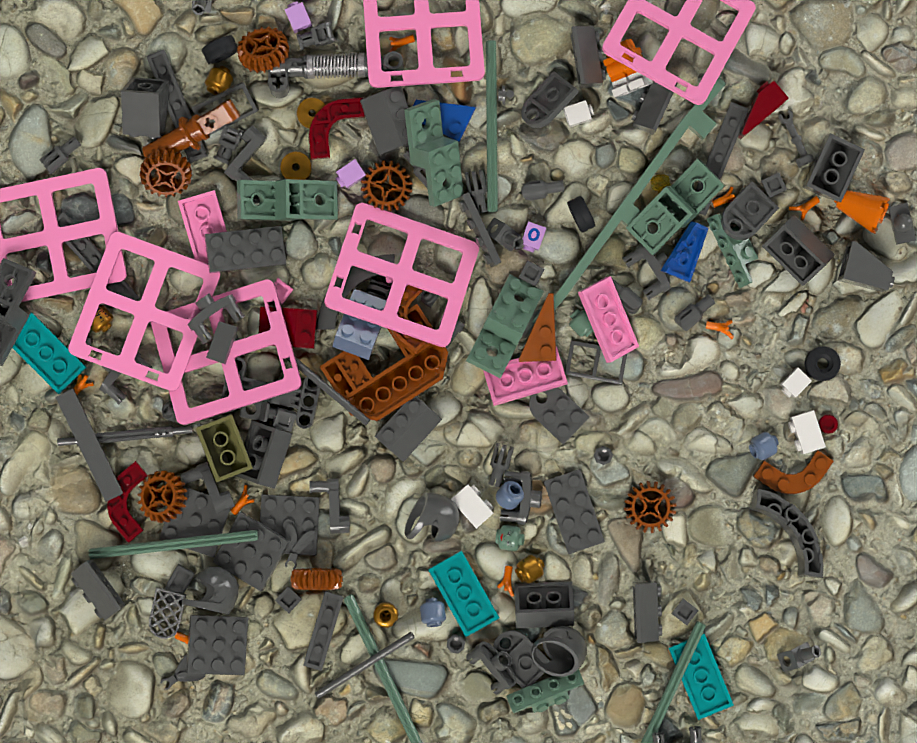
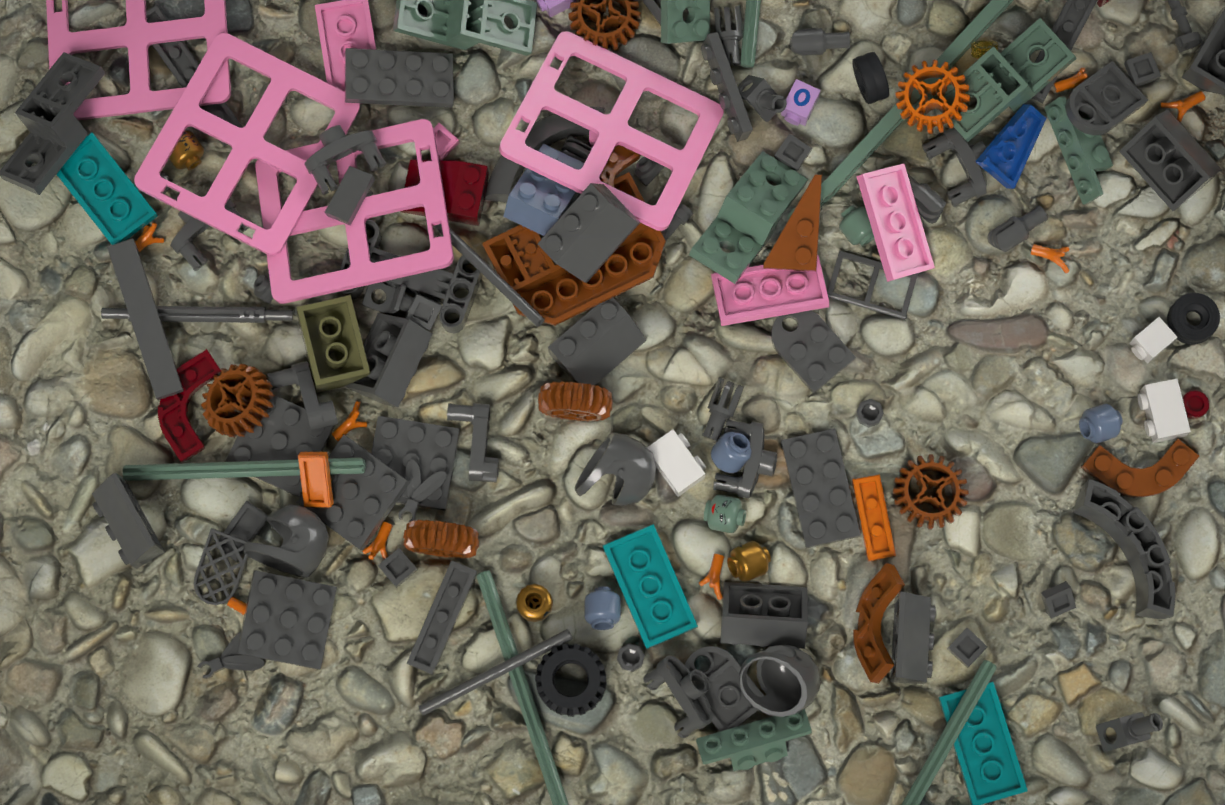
camera: 10 degrees right, 10 degrees down
(225, 548) = (315, 479): none -> orange tile
(273, 584) = (379, 542): none -> orange bar
(394, 356) = (589, 232): none -> dark grey slope
(398, 472) = (575, 401): none -> dark orange gear
(405, 677) = (571, 655): none -> black tyre
(612, 528) = (873, 518): none -> orange tile
(616, 241) = (926, 105): none -> orange gear
(616, 614) = (868, 636): none -> dark orange plate
(744, 572) = (1058, 599): none -> dark grey plate

